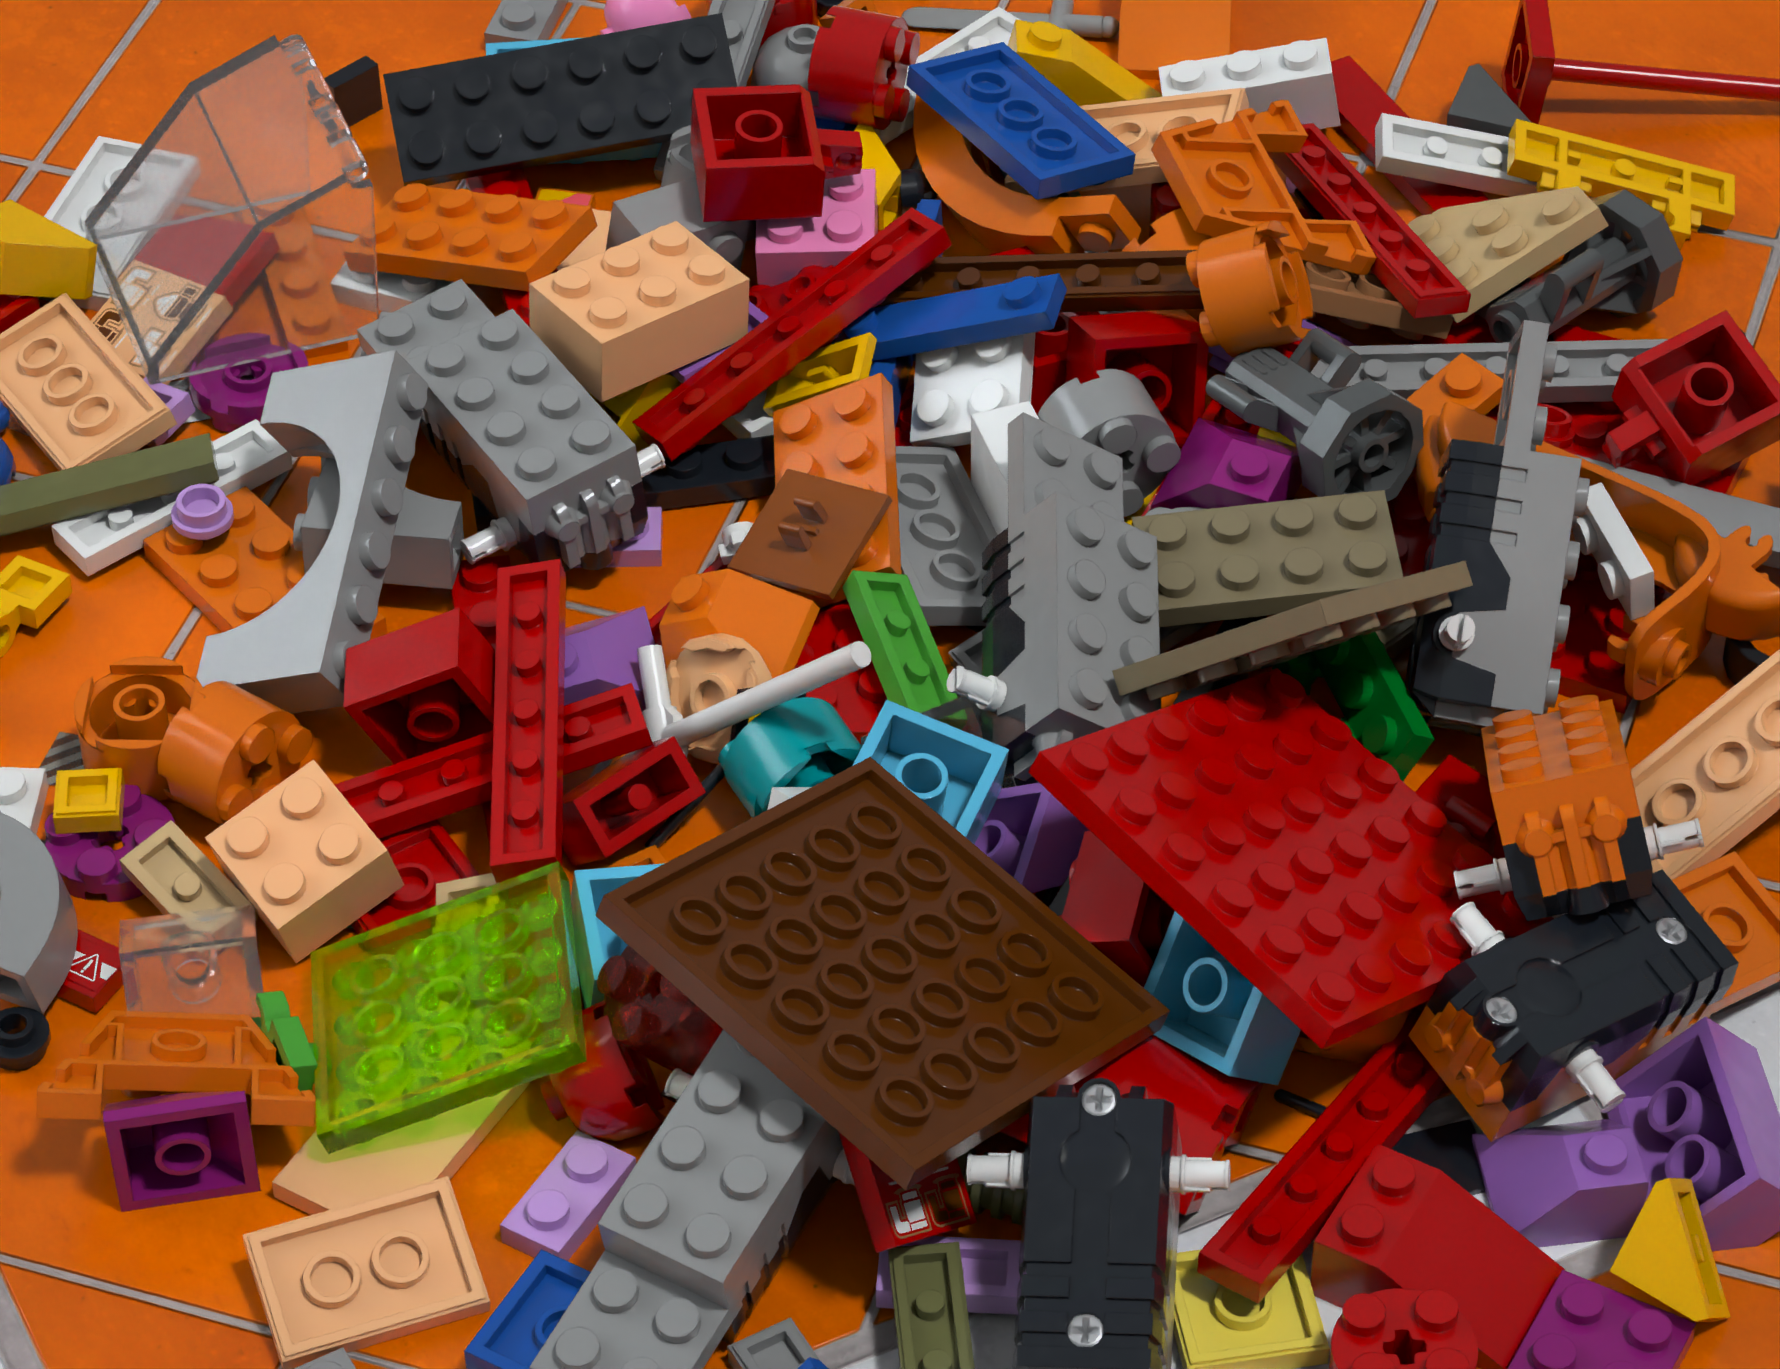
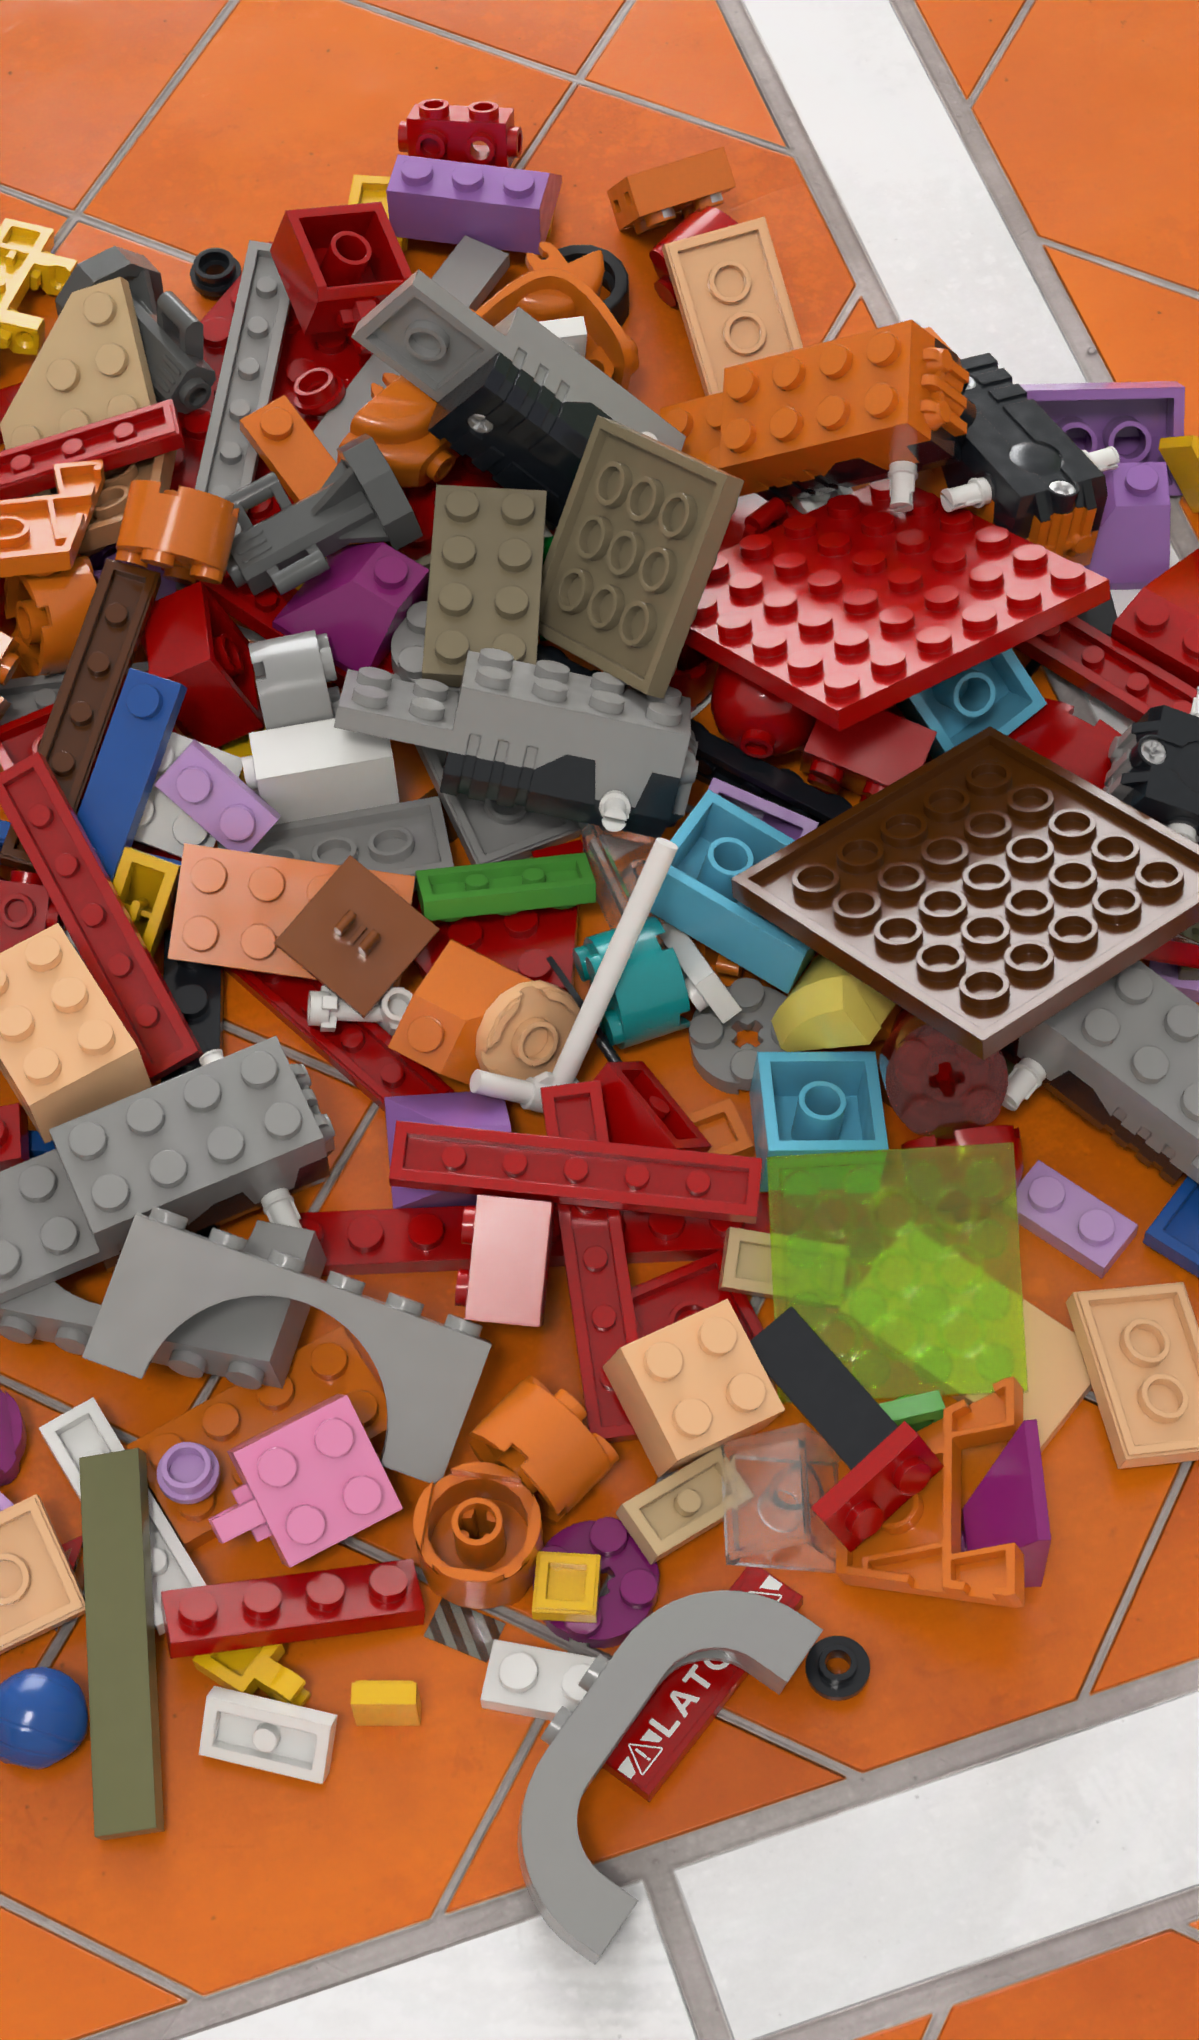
camera: 80 degrees left, 15 degrees up
(62, 599) = (292, 1608): none -> red plate
(186, 586) = (307, 1483): none -> bright pink hinge
(186, 1005) = (877, 1486): none -> red plate
(296, 965) = (822, 1388): none -> black tile
(958, 391) = (217, 799): none -> lavender plate

